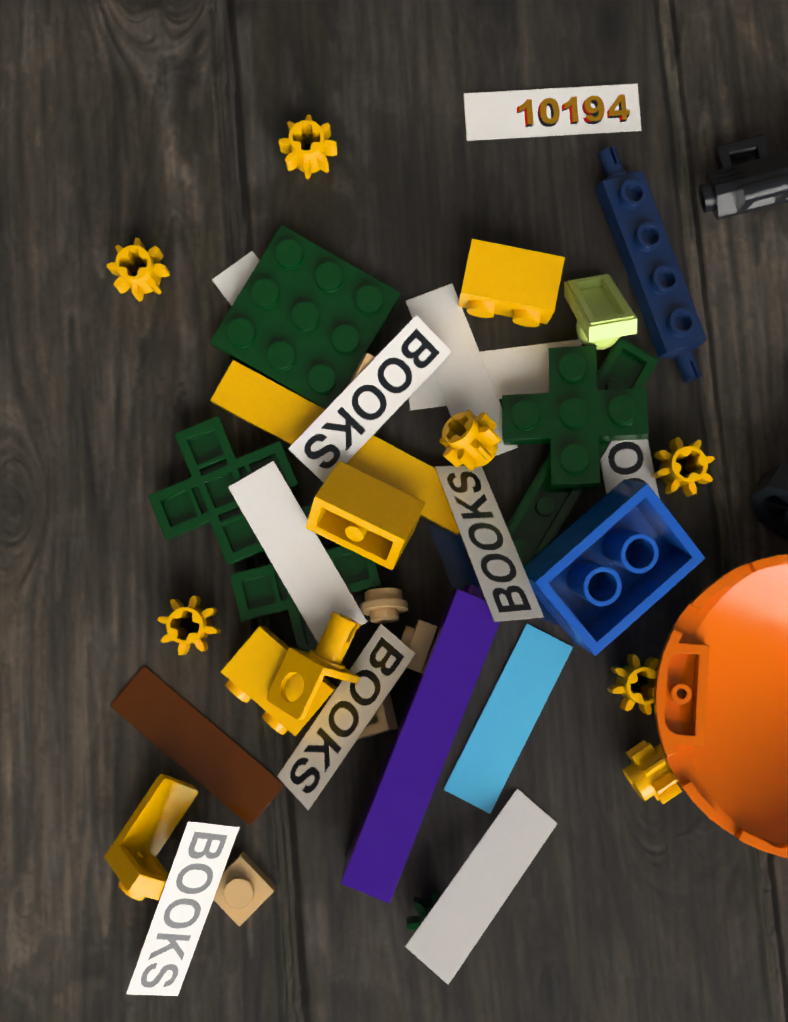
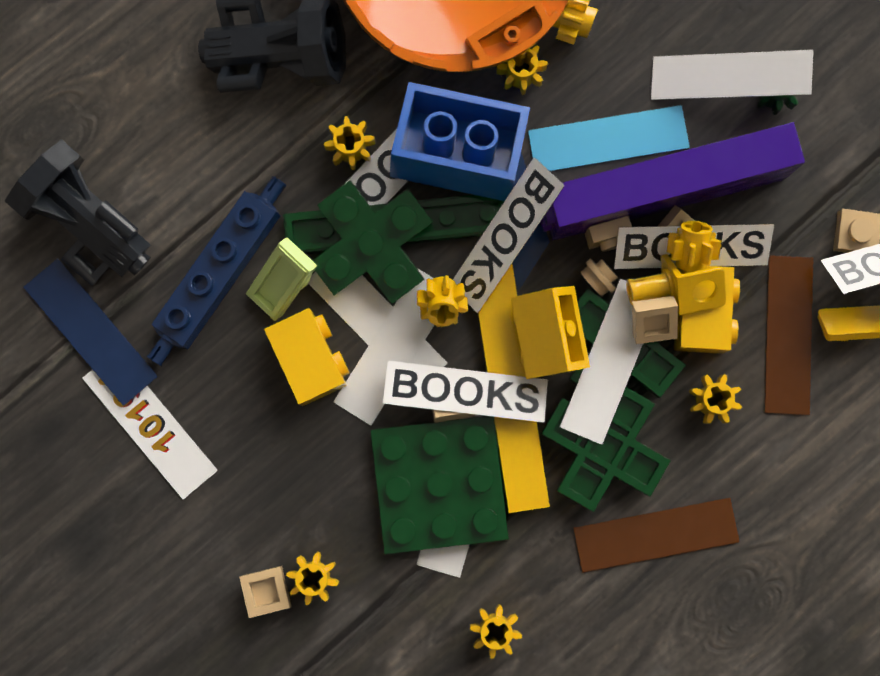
camera: 125 degrees left, 0 degrees up
(112, 481) = (656, 534): none -> reddish brown sticker
(302, 620) = (654, 319): none -> tan plate
(328, 99) = (265, 591): none -> tan plate
(343, 710) = (693, 246): none -> yellow gear
(674, 118) = (90, 332): none -> dark blue sticker

